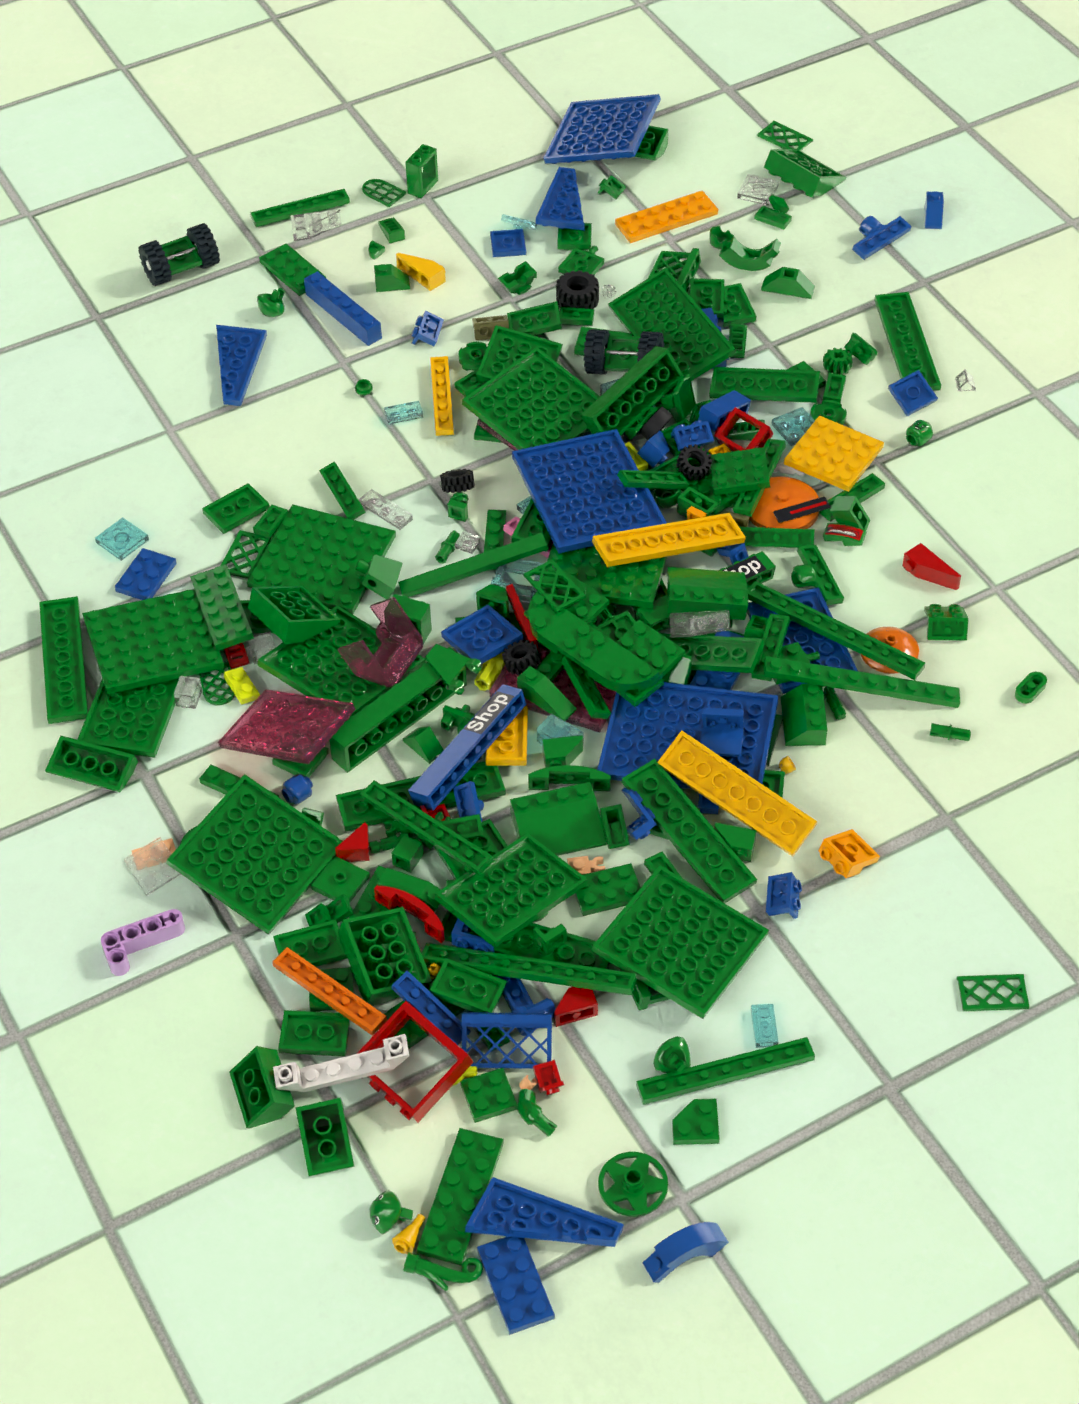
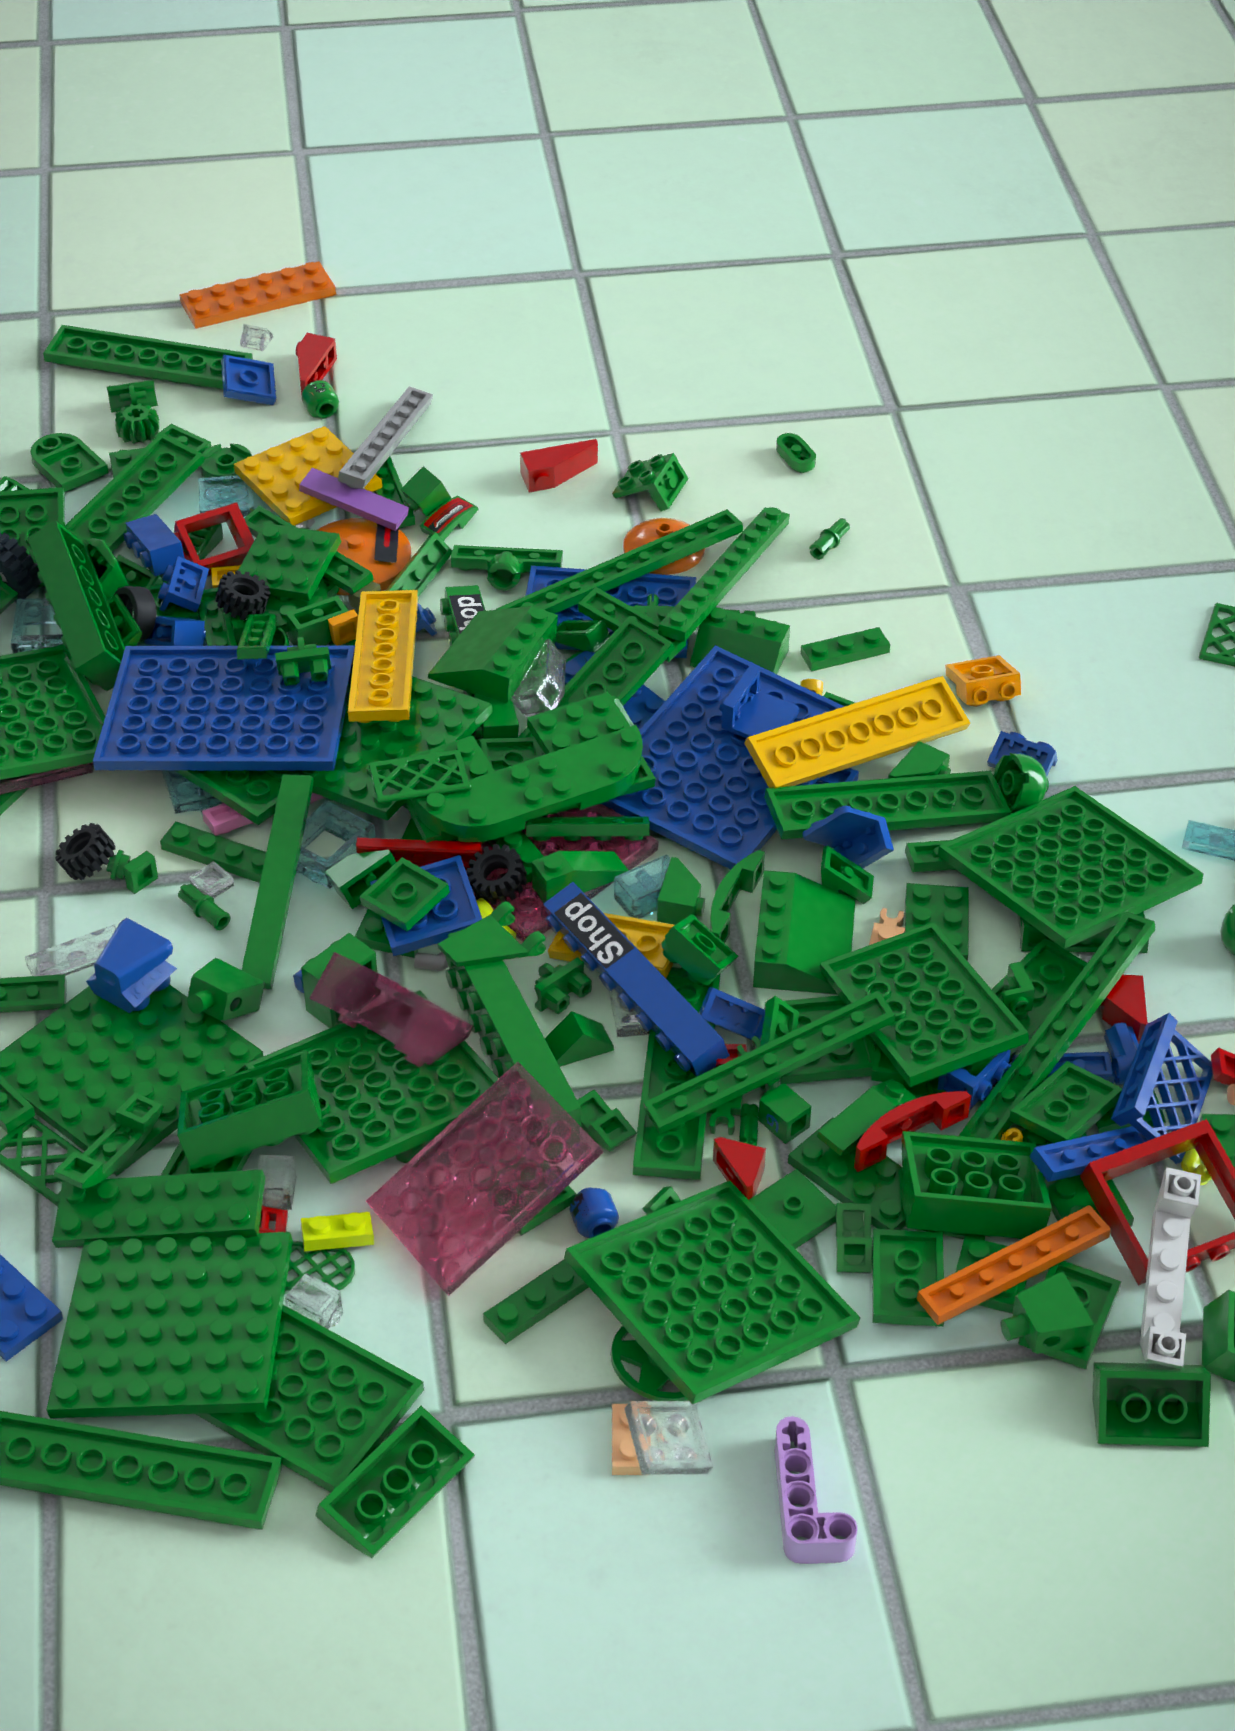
camera: 70 degrees left, 5 degrees down
(248, 572) = (114, 1146): none -> green slope
(295, 1016) = (1049, 1317): none -> green torso
(368, 772) = (602, 1124): none -> green slope
(372, 529) = (132, 966): none -> blue piece
(476, 619) = (404, 894): none -> green plate
(506, 769) = (697, 950): none -> green slope
(633, 502) = (301, 660): none -> green hips
(750, 897) = (1021, 780): none -> green cylinder
(781, 347) = (68, 462): none -> green plate
(816, 480) = (354, 500): none -> medium lavender tile
(841, 773) = (845, 649): none -> green plate
(889, 473) = (384, 438): none -> light grey plate
(953, 416) = (315, 357): none -> red slope
(1012, 366) = (257, 294): none -> orange plate

